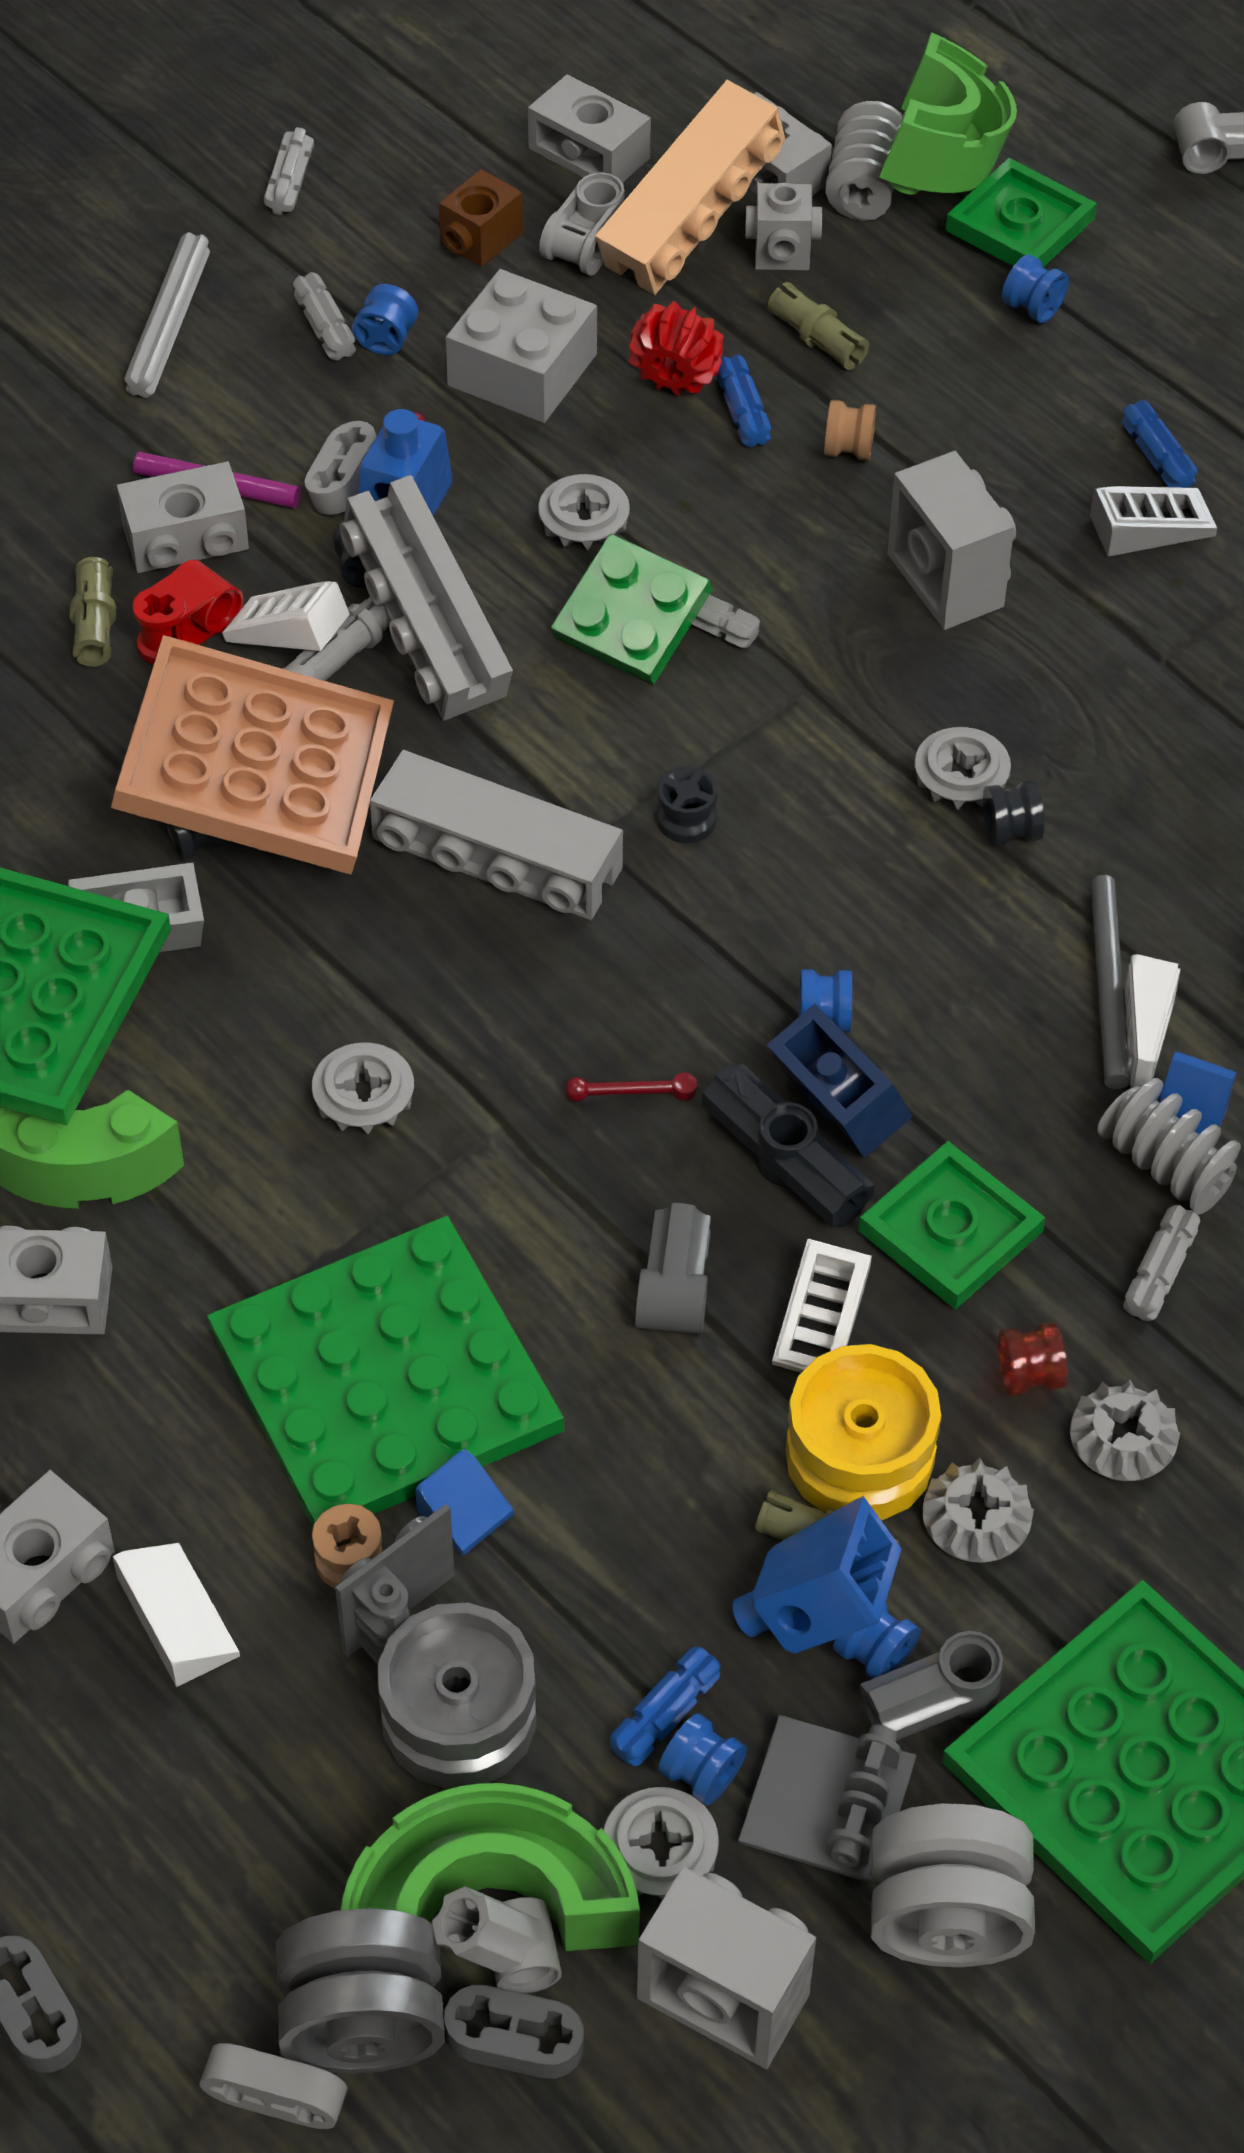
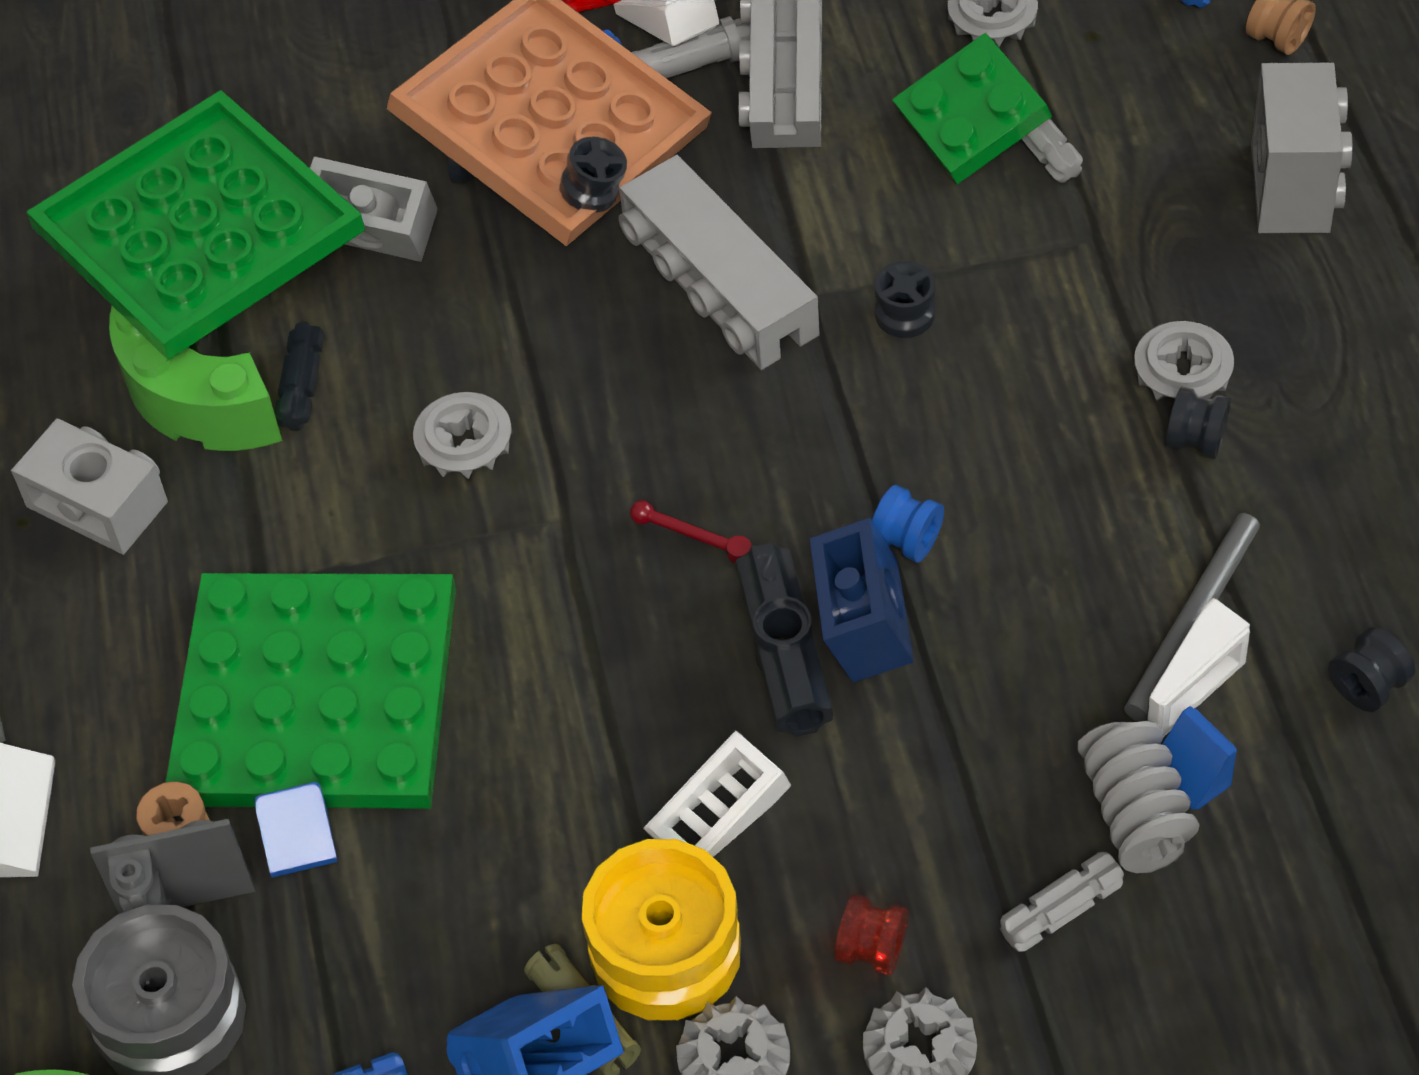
camera: 35 degrees right, 0 degrees up
(164, 1091) = (299, 376): none -> black axle
(347, 795) = (593, 174): none -> black wheel
(674, 1284) = (599, 723): dark grey piece -> none
(951, 1224) = (885, 777): green plate -> none

